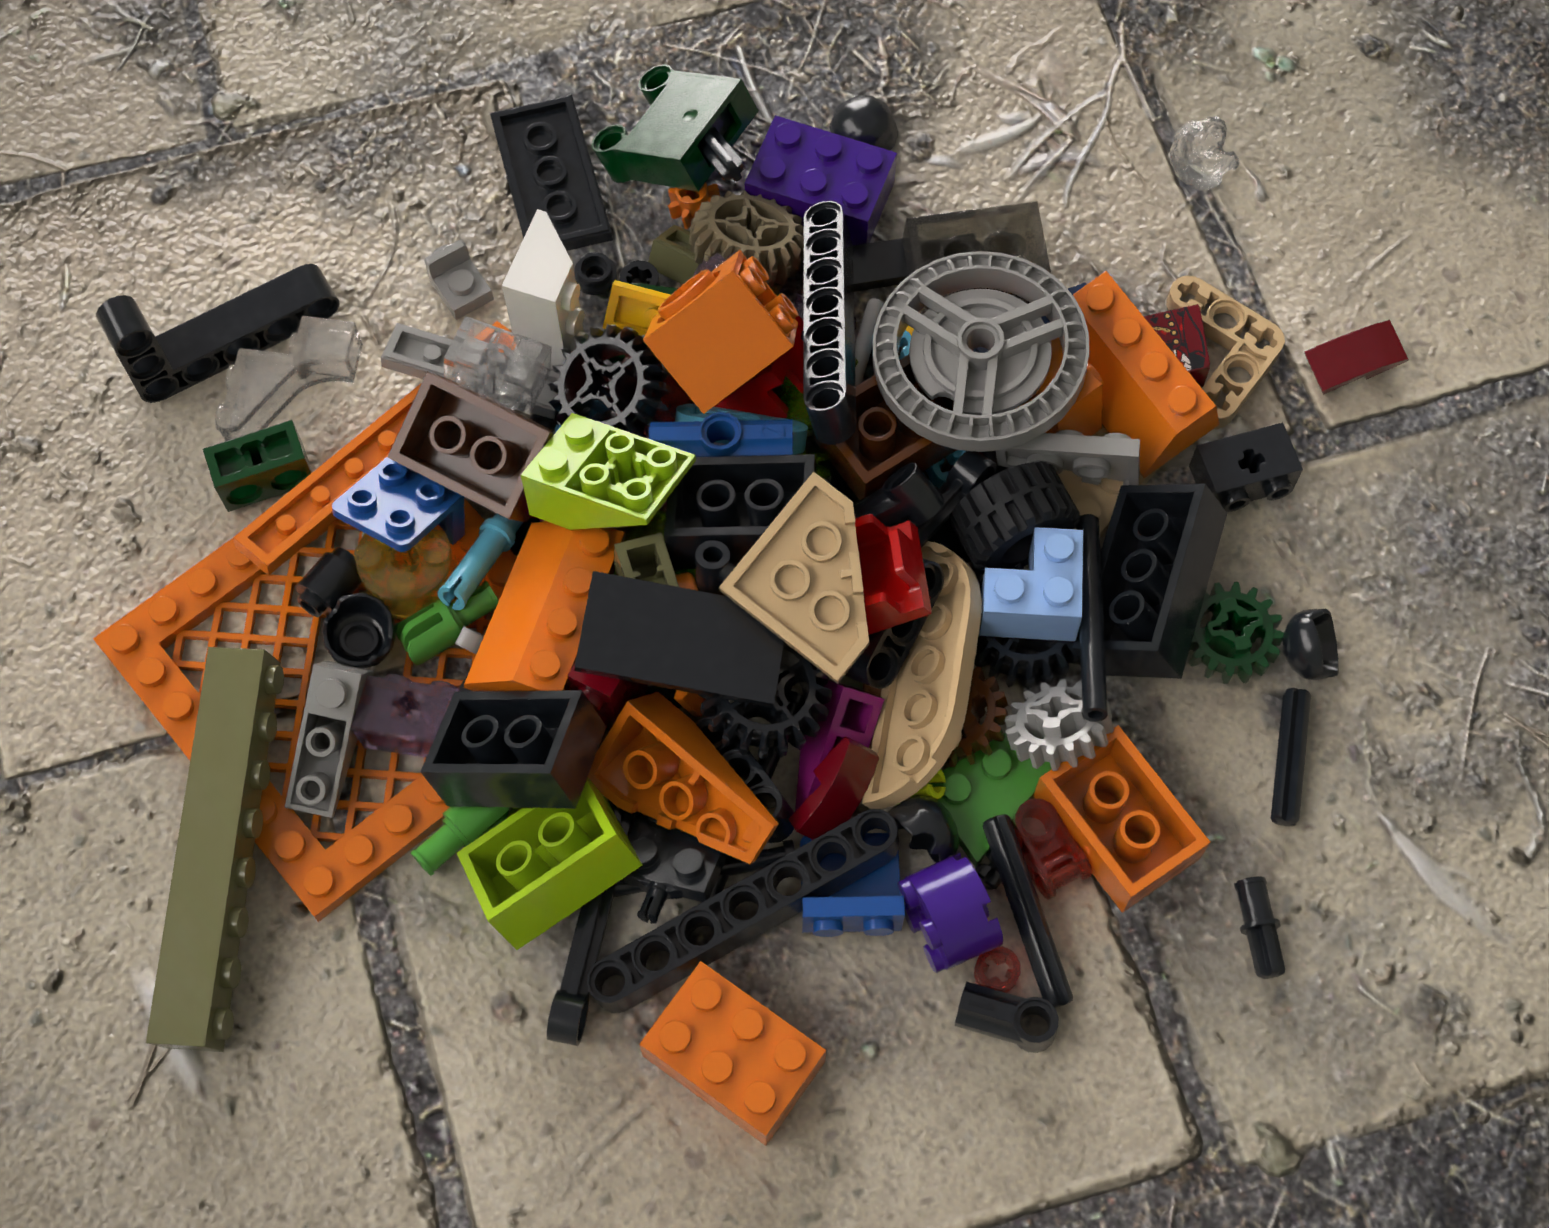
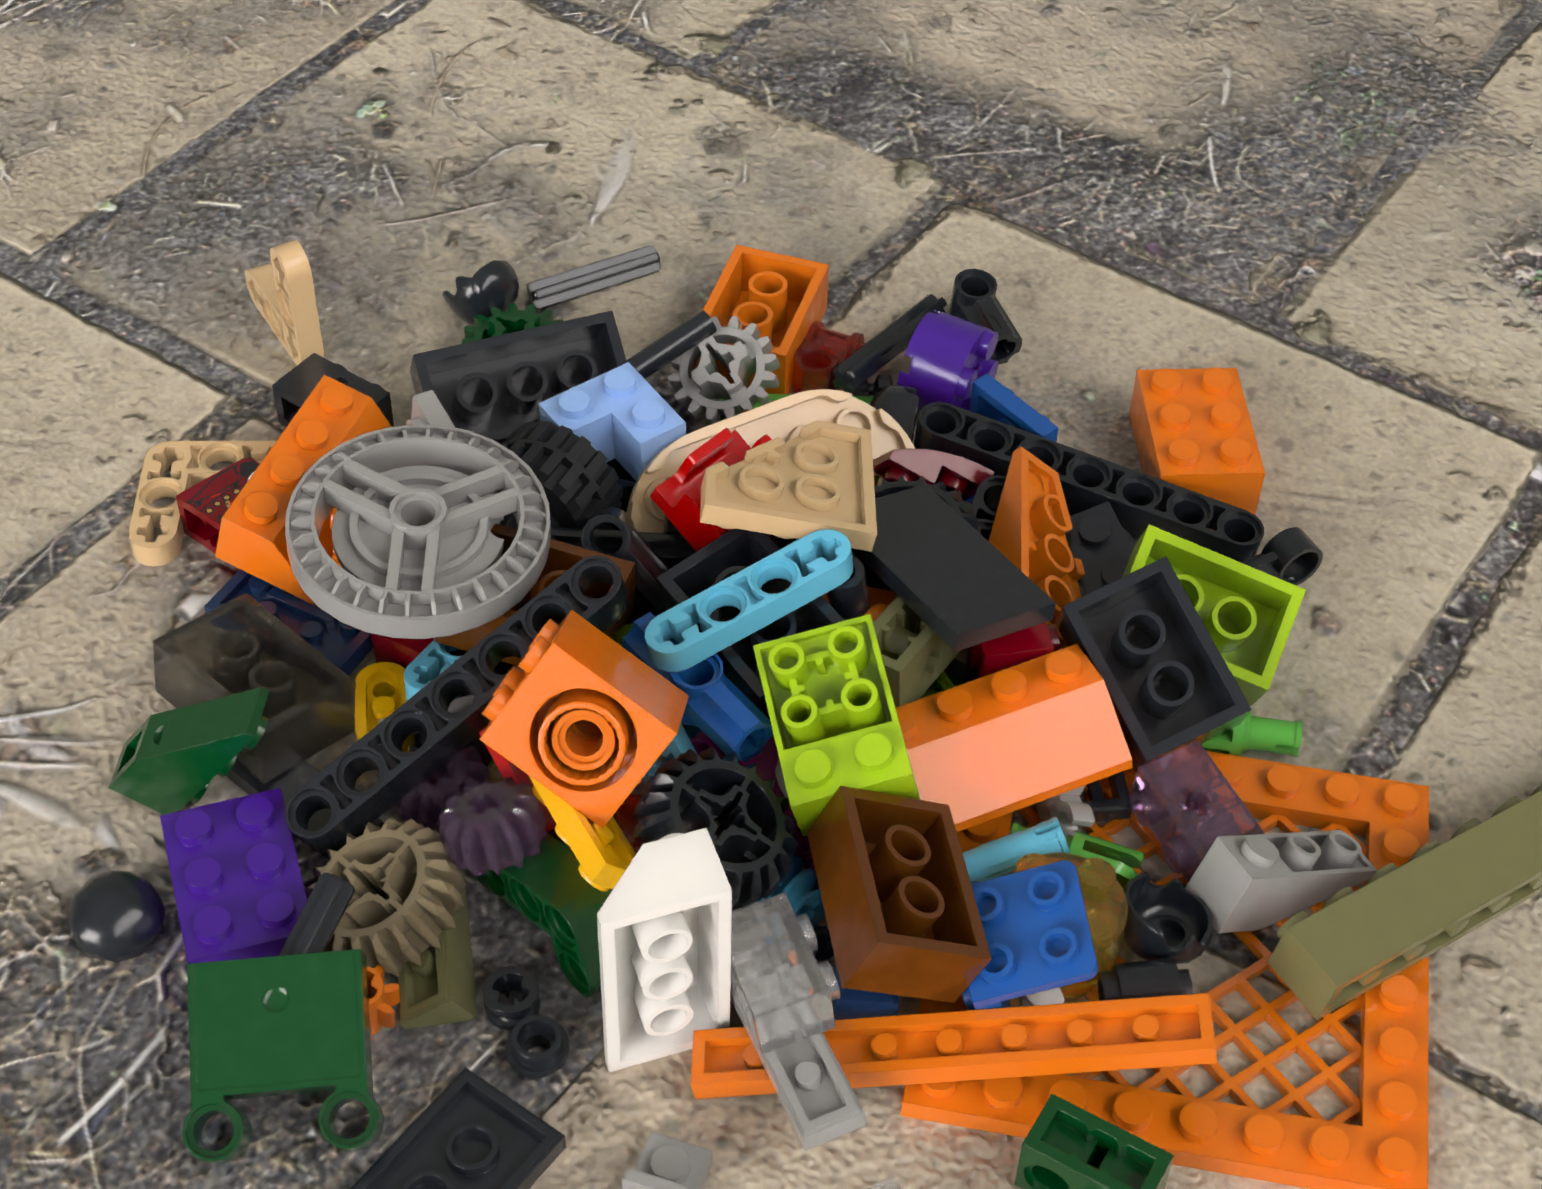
camera: 130 degrees left, 20 degrees down
(734, 479) = (745, 593): none -> medium azure beam
(935, 185) = (186, 747): none -> dark green slope
(1260, 927) = (759, 231): black axle -> none
(1356, 356) = (142, 390): dark red slope -> none
(1357, 485) = (288, 300): none -> tan beam

